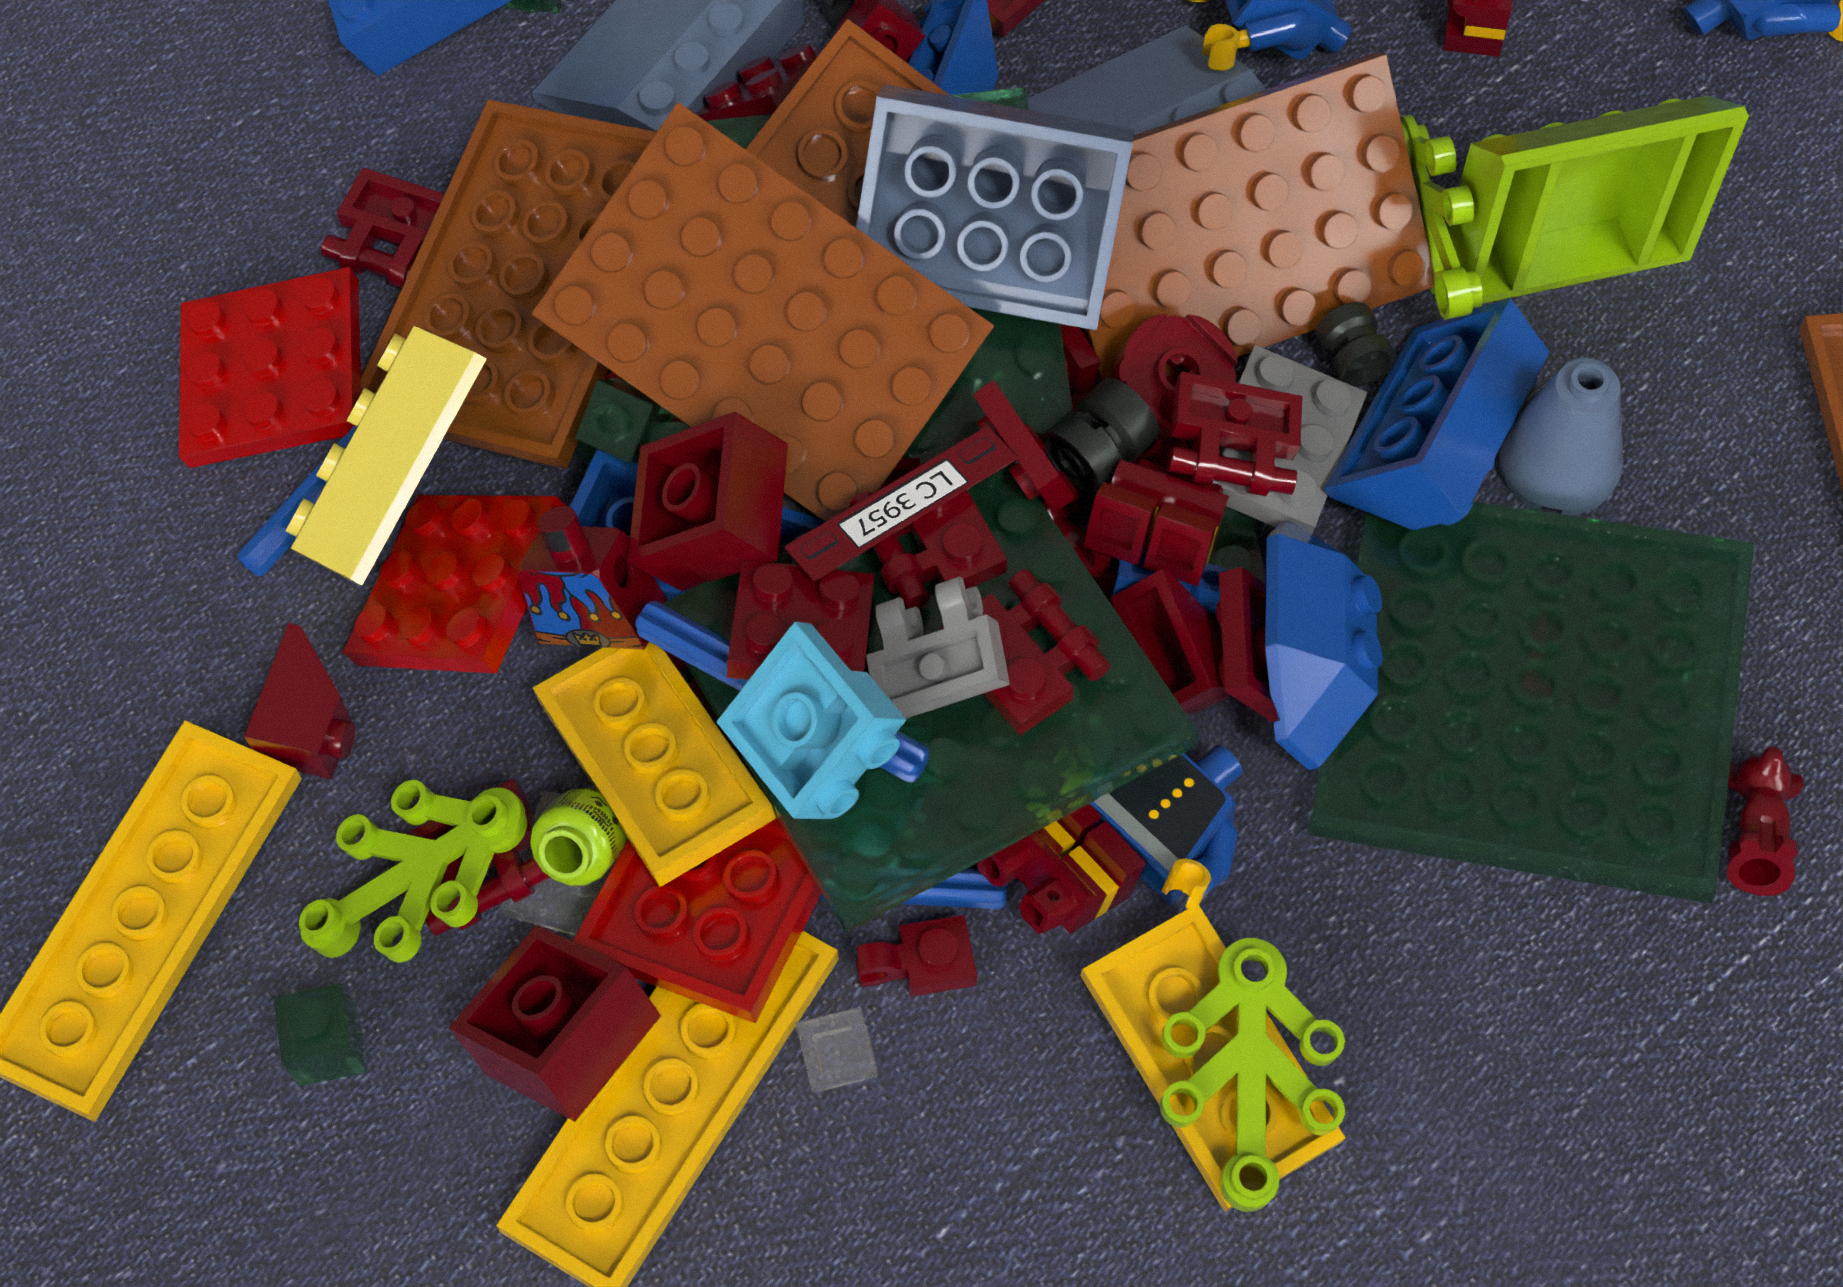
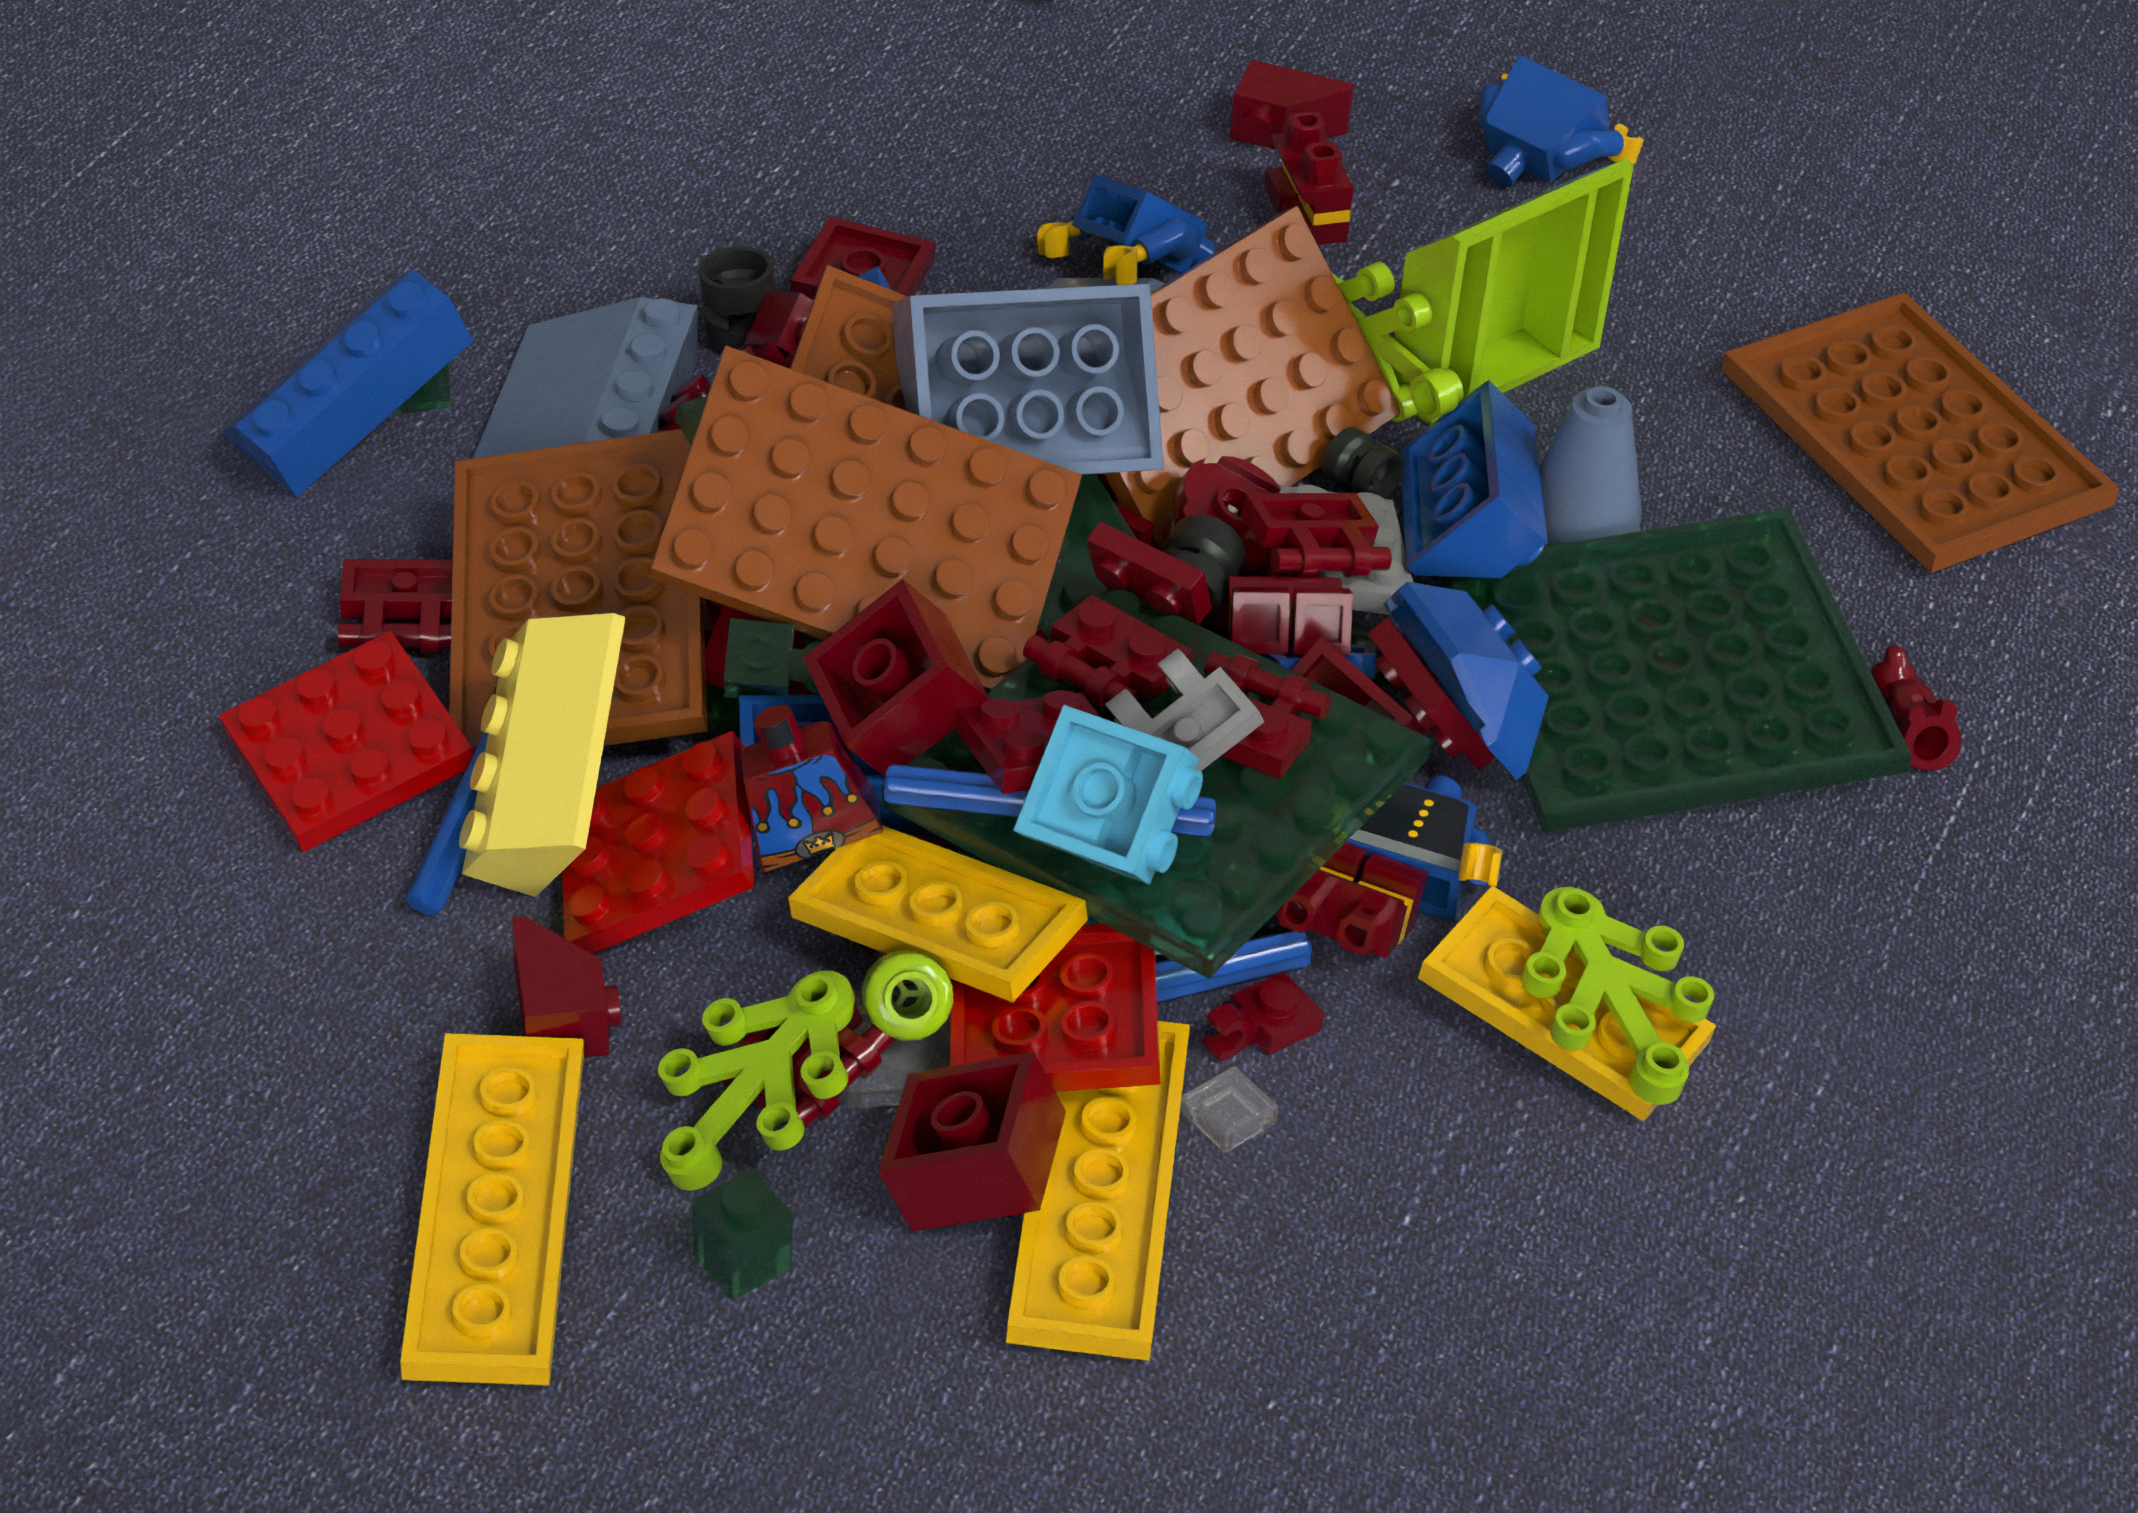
camera: 30 degrees left, 20 degrees down
(900, 503) = (1076, 629): sticker -> none

